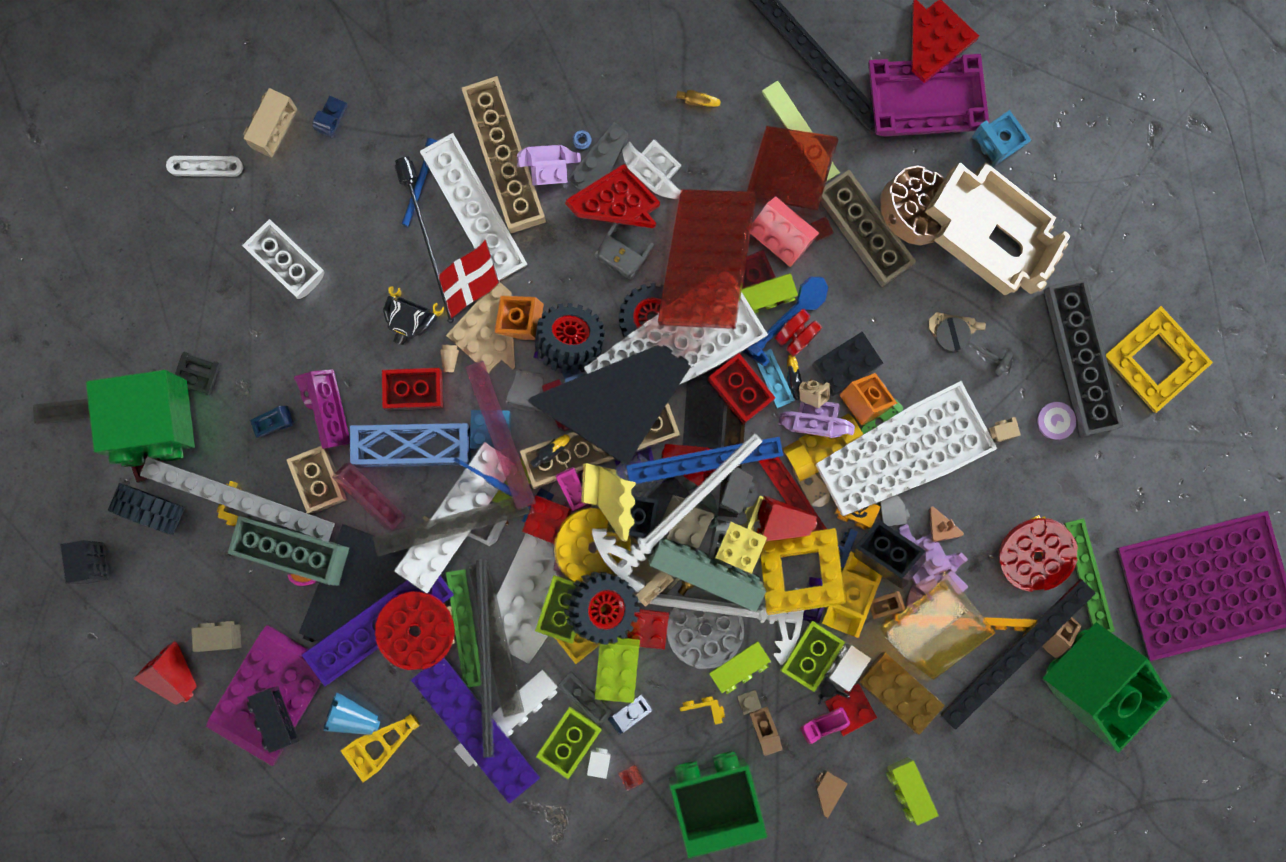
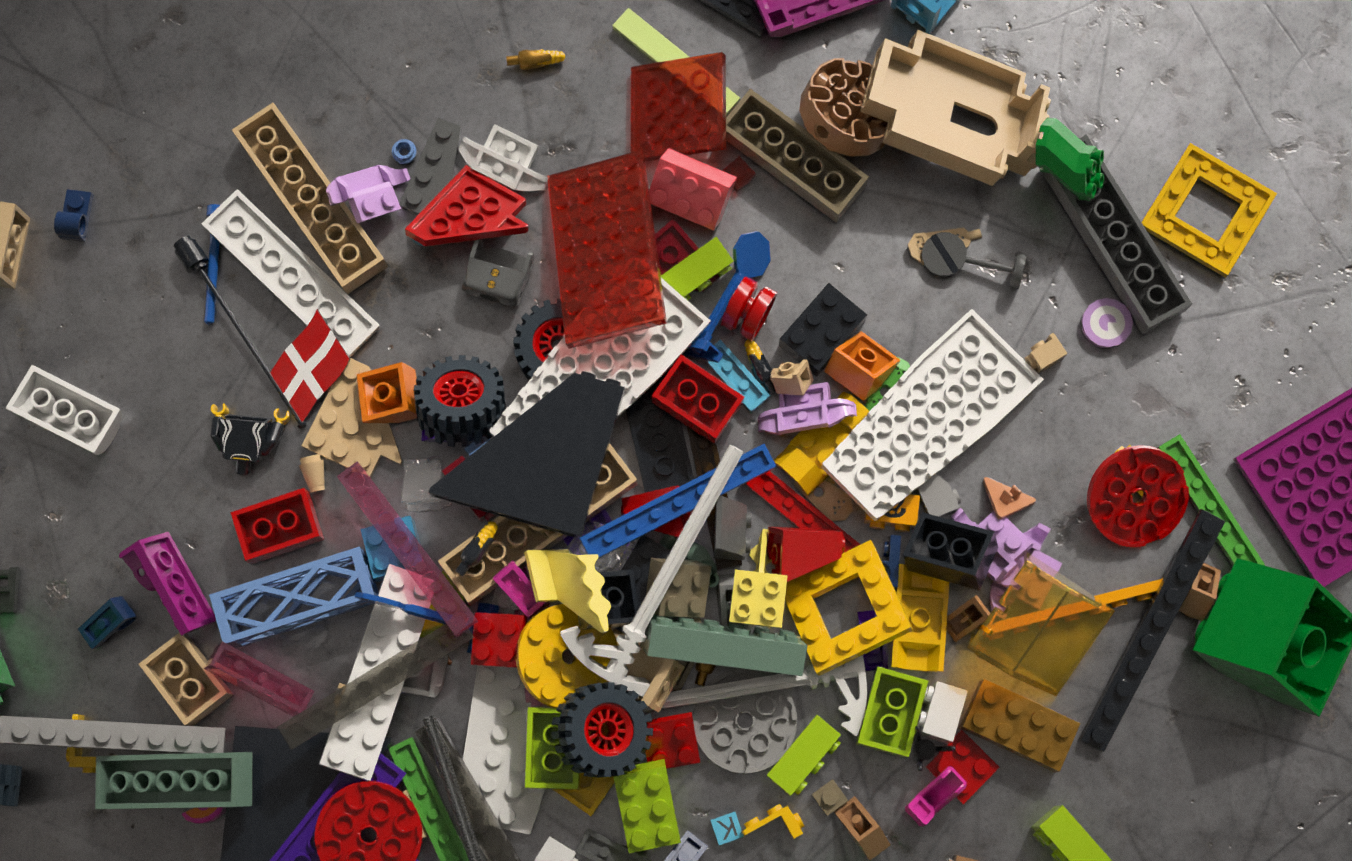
camera: 15 degrees left, 5 degrees down
(669, 702) = (727, 828): none -> medium azure tile
(1067, 294) = (1069, 159): none -> green brick

